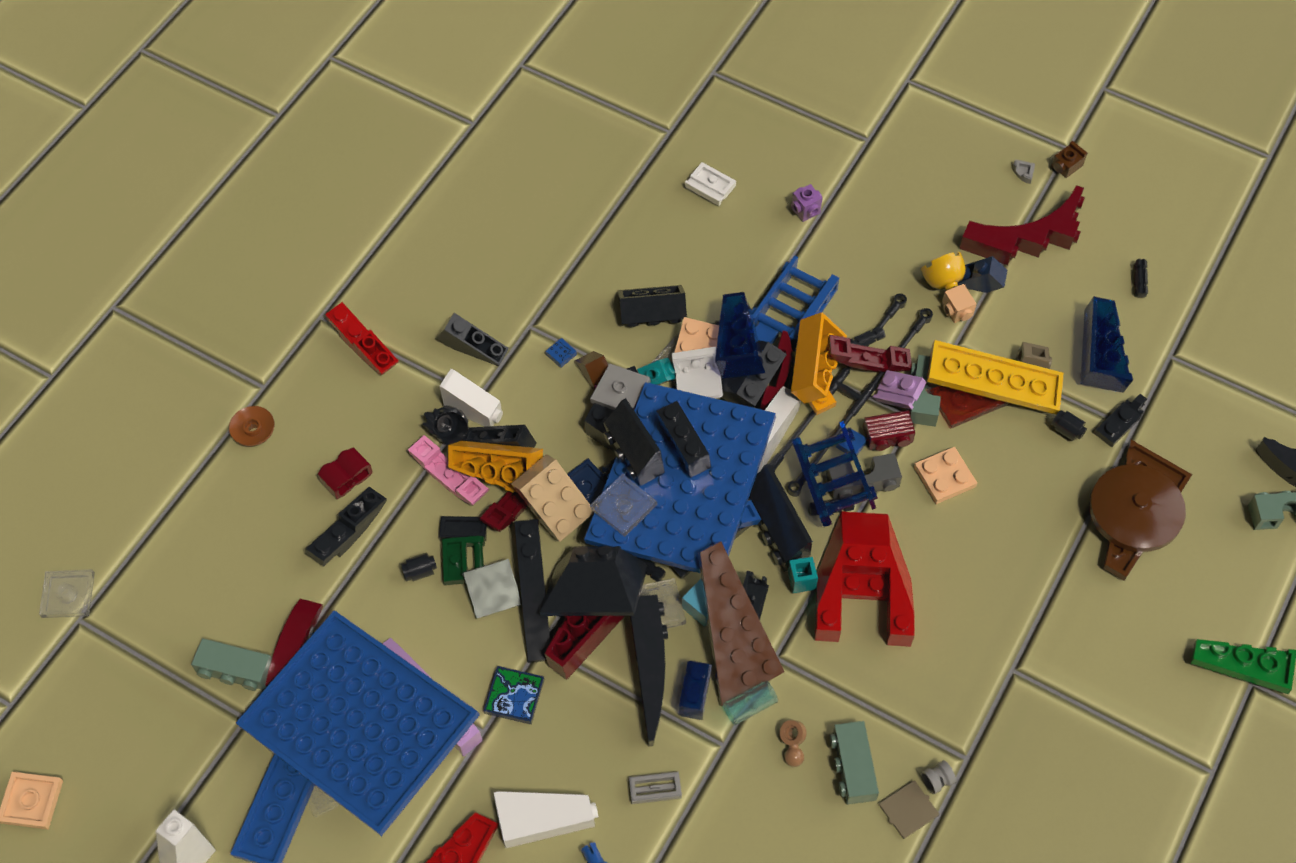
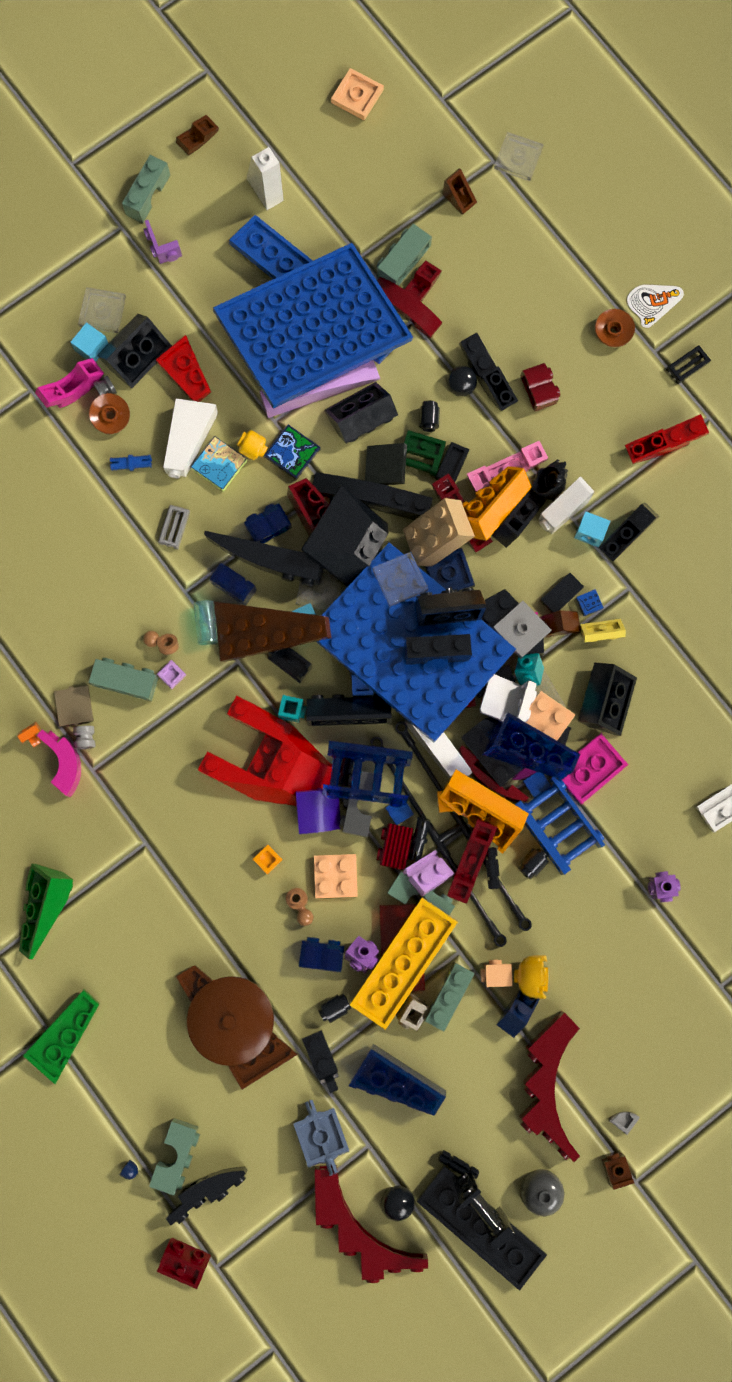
camera: 110 degrees right, 20 degrees up
(133, 636) = (458, 192): none -> reddish brown slope
(205, 406) = (653, 301): none -> sticker
(255, 636) = (423, 280): none -> dark red slope
(281, 359) = (675, 374): none -> black tile
(364, 552) = (461, 381): none -> black hair
(439, 638) = (361, 412): none -> black slope
(485, 371) = (592, 529): none -> medium azure piece
(524, 737) = (252, 445): none -> yellow head
(559, 768) = (219, 463): none -> tile
(562, 379) = (562, 593): none -> black tile
(585, 330) = (602, 630): none -> light yellow plate
(610, 683) = (267, 524): none -> clear blue brick
(712, 287) = (594, 769): none -> dark pink tile
(823, 718) = (171, 674): none -> lavender tile
(840, 310) = (533, 863): none -> black brick
(868, 410) = (419, 838): none -> black pin
(893, 512) = (317, 812): none -> dark purple slope
(964, 540) = (267, 859): none -> light orange plate
(965, 839) = (30, 734): none -> orange tile
(978, 778) = (69, 762): none -> dark pink arch
(986, 330) = (449, 996): none -> sand green arch
(999, 486) = (304, 916): none -> medium nougat plate
(1007, 417) = (362, 955): none -> medium lavender brick
(1028, 455) = (321, 955): none -> clear blue brick
(1122, 207) = (542, 1192): none -> dark grey cylinder
(1131, 741) = (47, 897): none -> green wedge
(1170, 223) = (494, 1219): none -> black fence
(1180, 243) = (513, 1260): none -> black plate
(1190, 390) = (321, 1137): none -> sand blue plate
(1204, 312) = (397, 1203): none -> black hair
(1257, 333) = (353, 1238): none -> dark red arch

